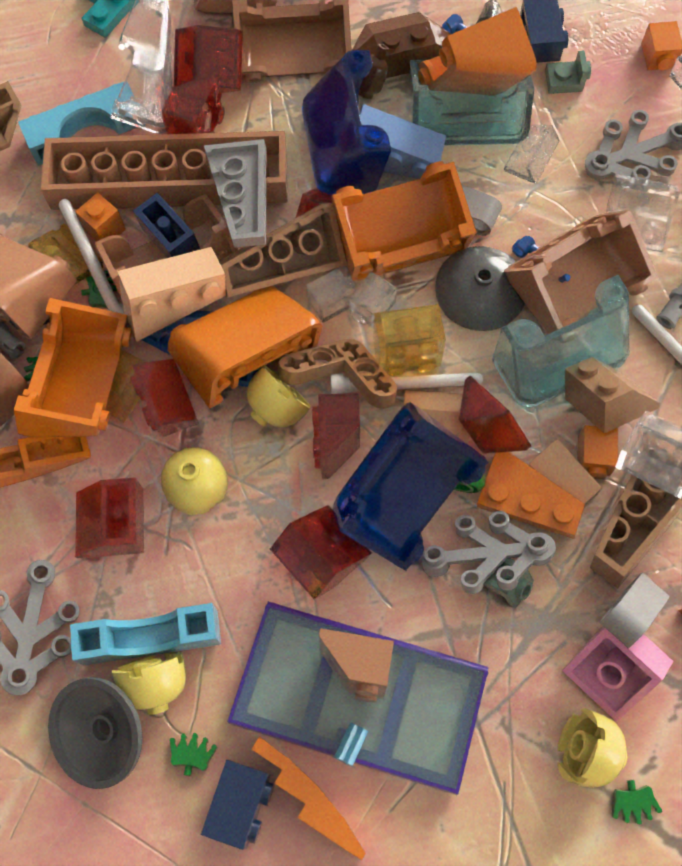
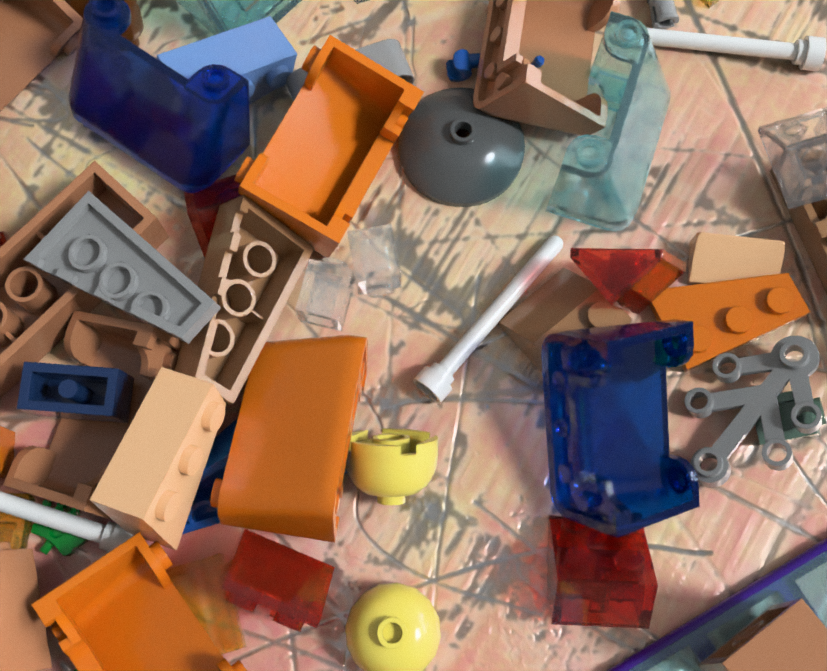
camera: 50 degrees left, 5 degrees up
(302, 368) = (415, 354): medium nougat beam -> none
(335, 431) = (494, 433): clear red slope -> none
(409, 339) = (461, 268): clear yellow brick -> none
(598, 451) = (741, 207): orange brick -> none
(605, 394) = (699, 146): medium nougat slope -> none

